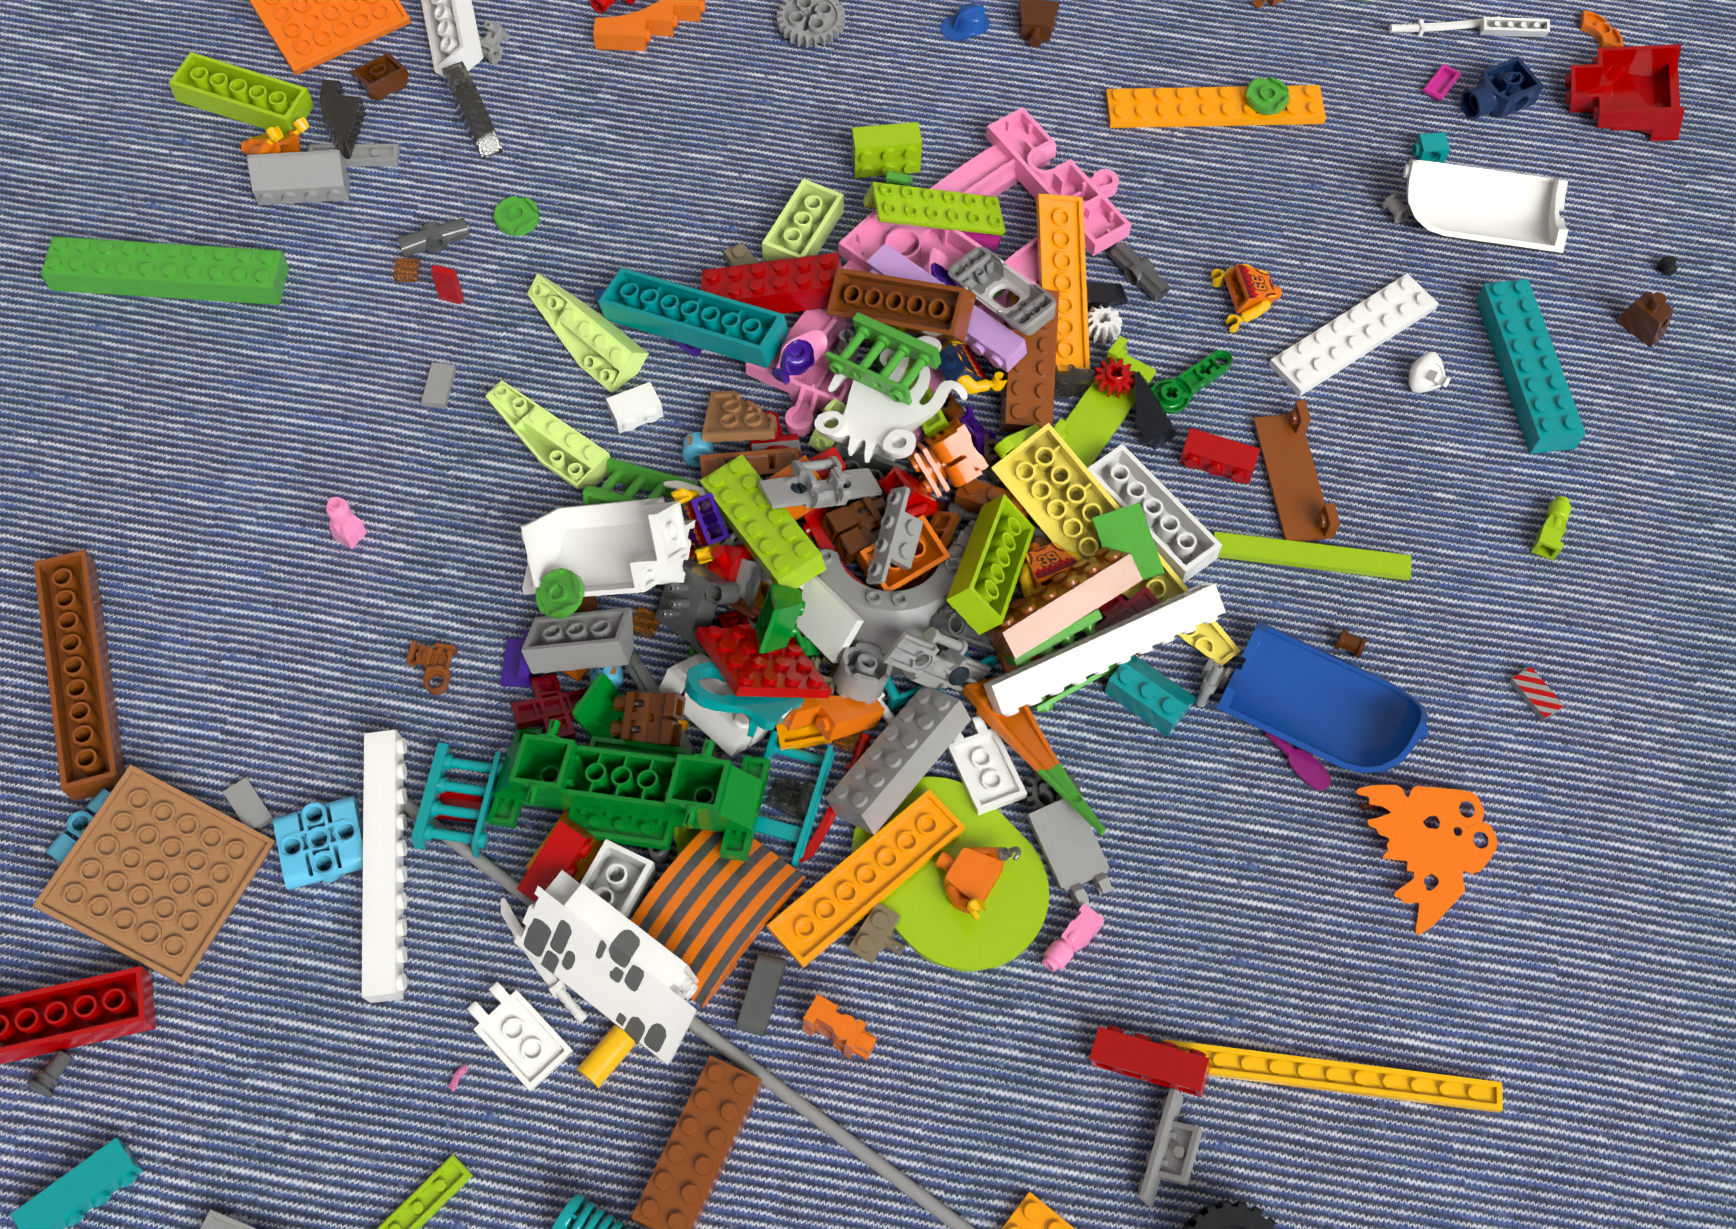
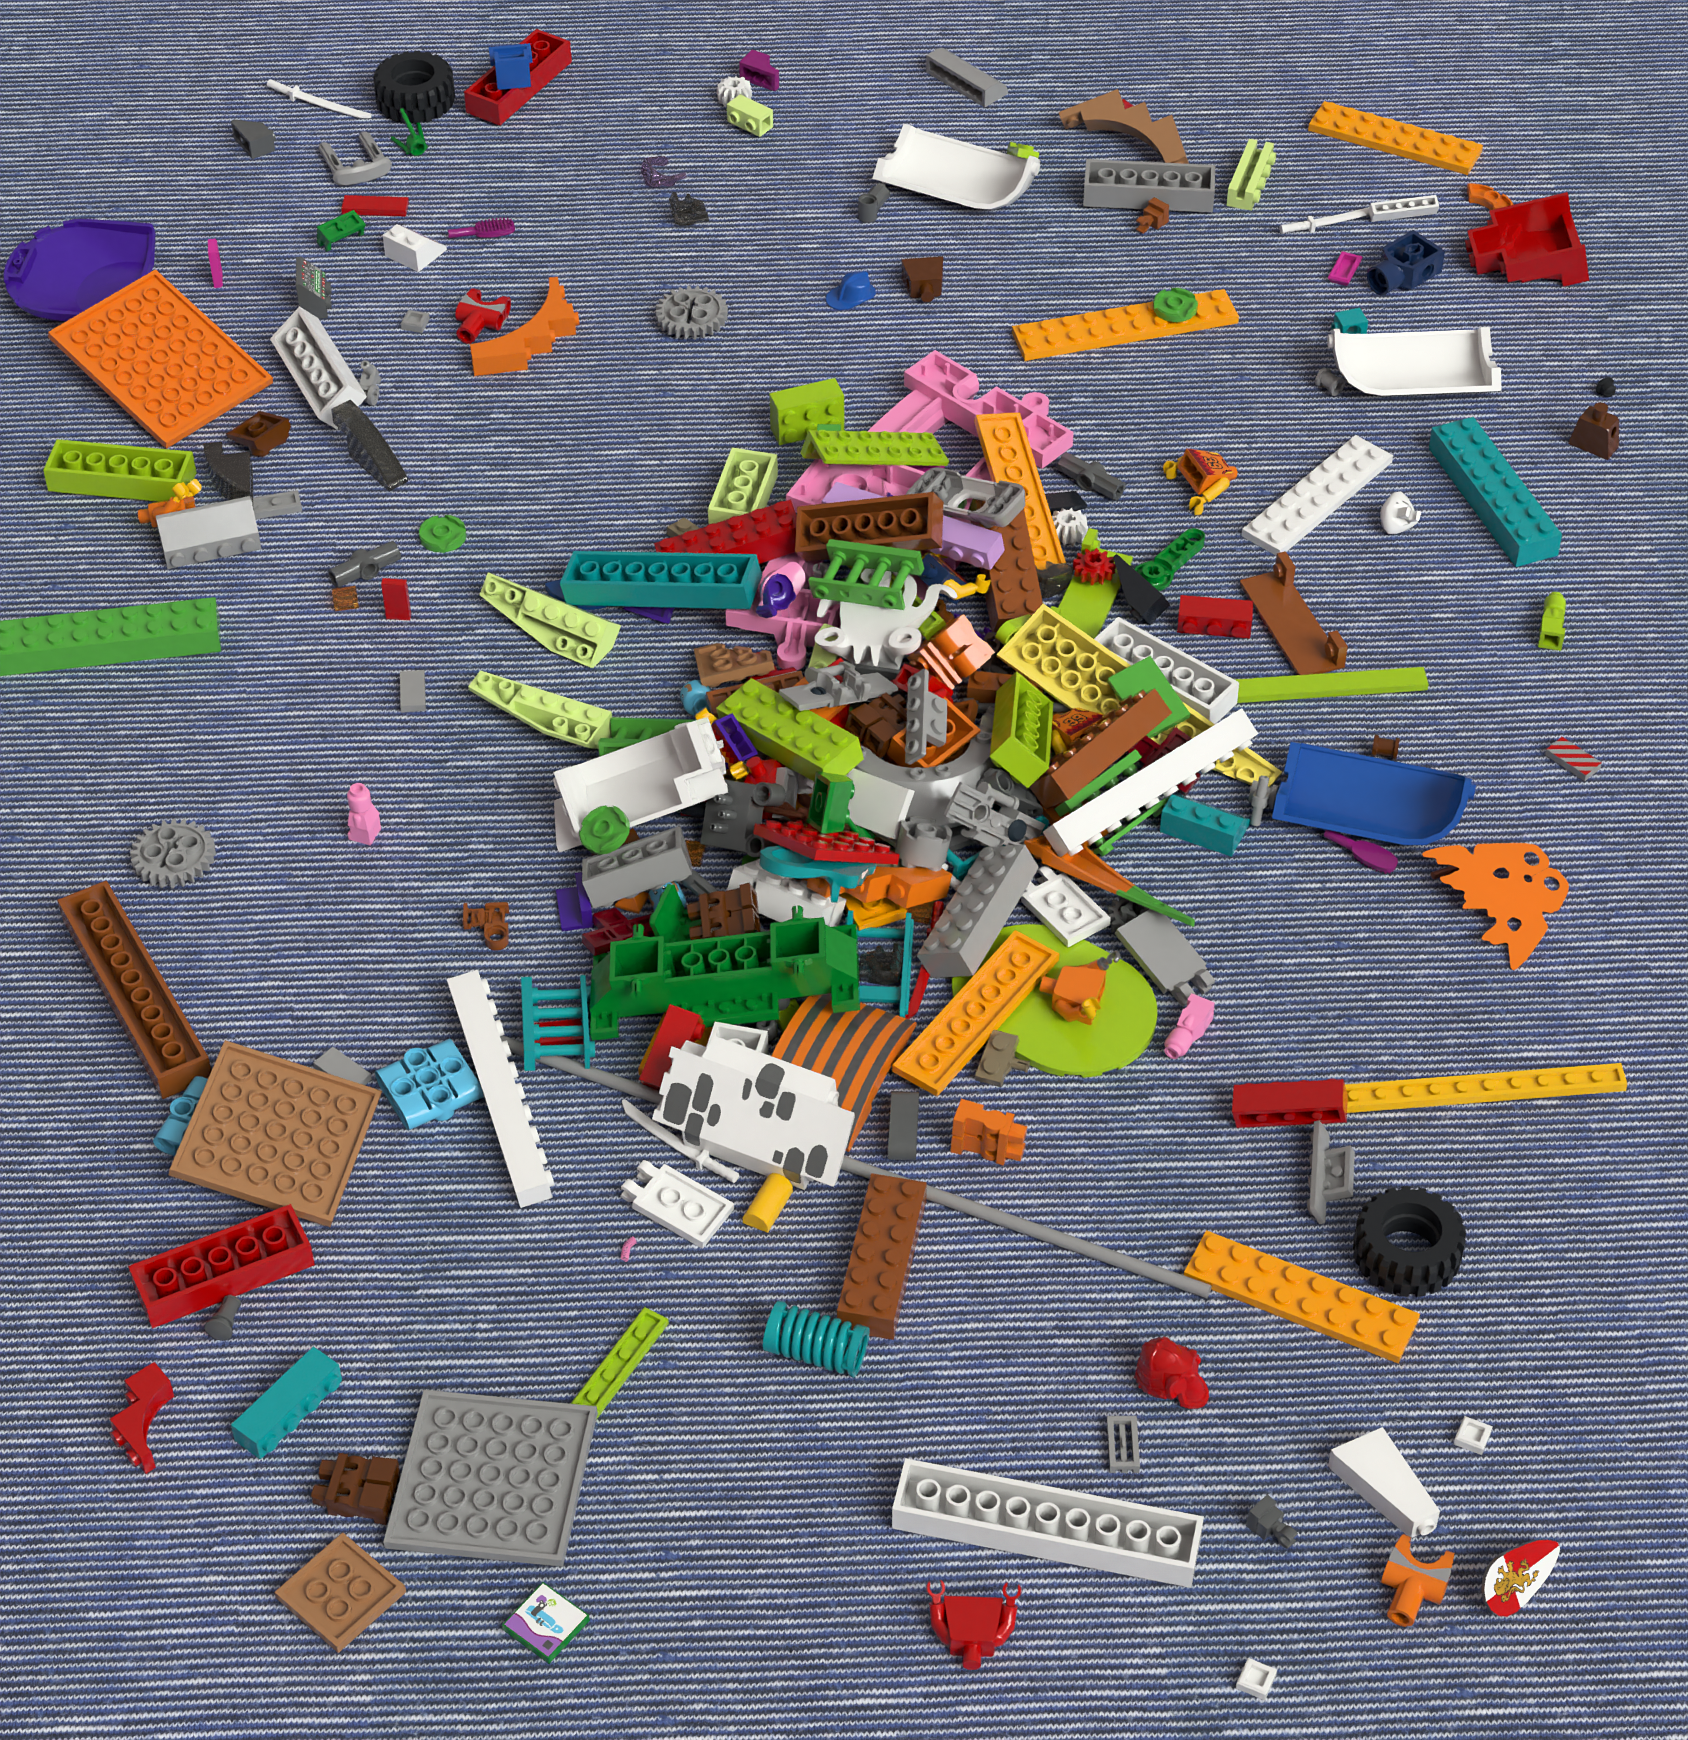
camera: 10 degrees left, 15 degrees down
(164, 524) = (173, 853): none -> light grey gear
(634, 407) = (621, 674): white brick -> none

